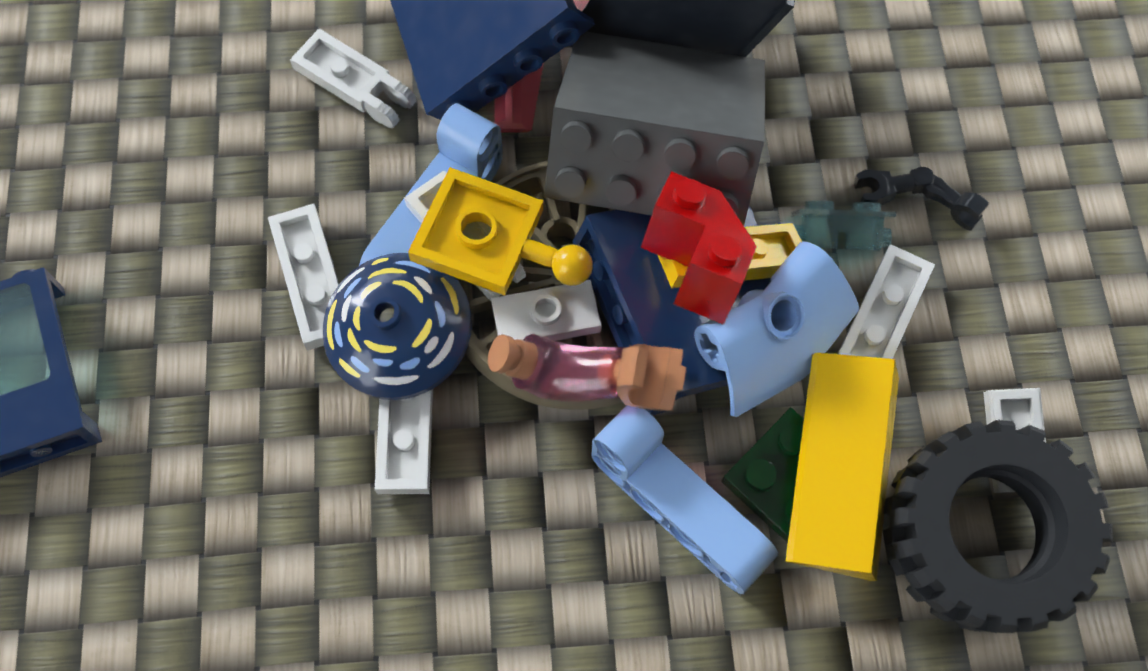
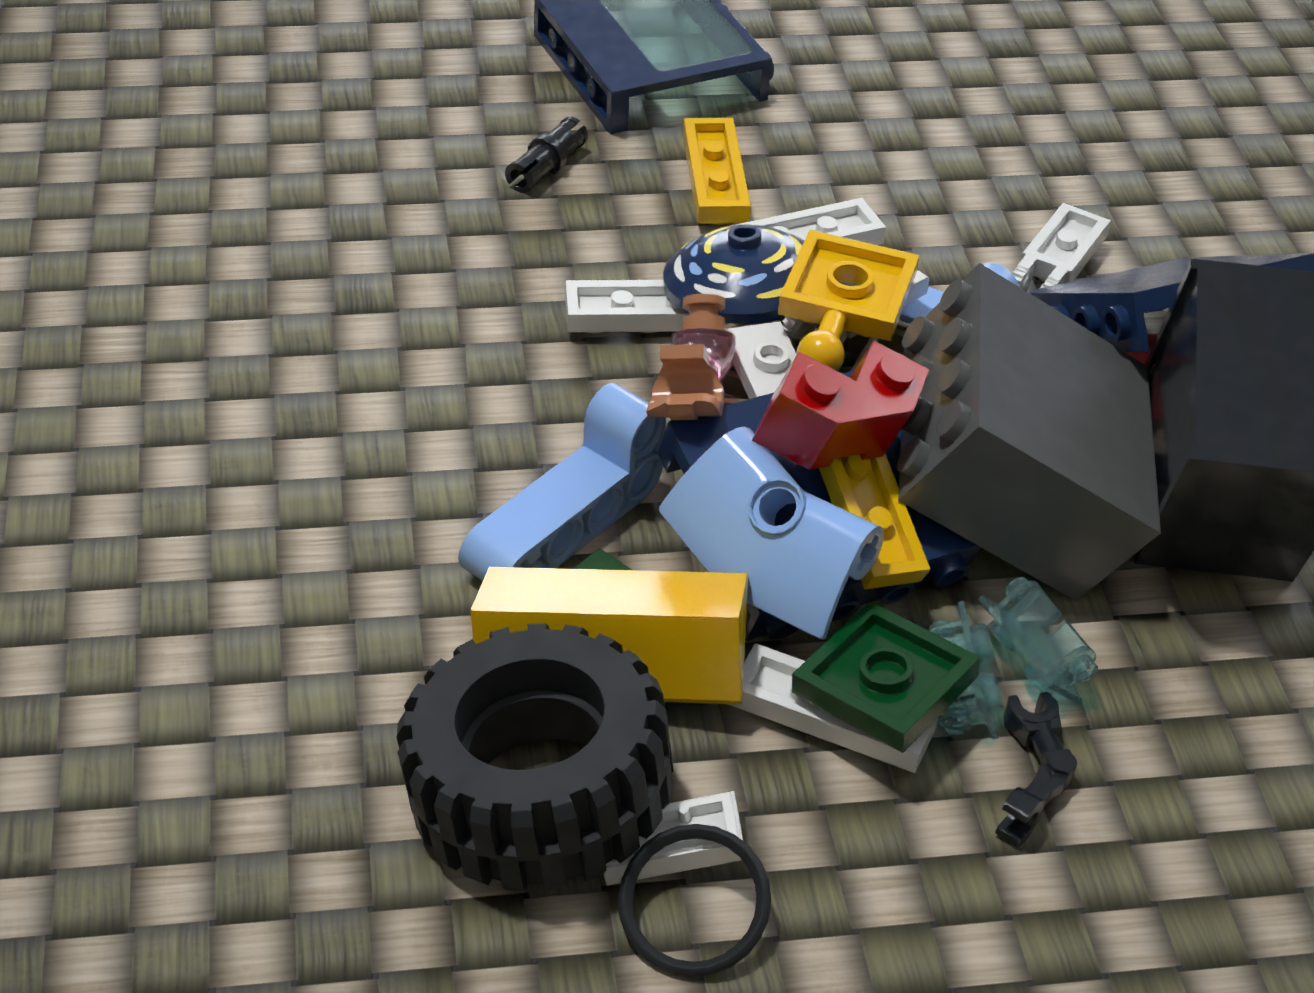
camera: 85 degrees right, 25 degrees down
(147, 503) = (546, 154): none -> black pin
(196, 342) = (716, 171): none -> yellow plate
(796, 177) = (1052, 659): none -> clear light blue hinge
(892, 270) = (886, 676): none -> dark green plate
(1097, 392) = (718, 963): none -> black tyre

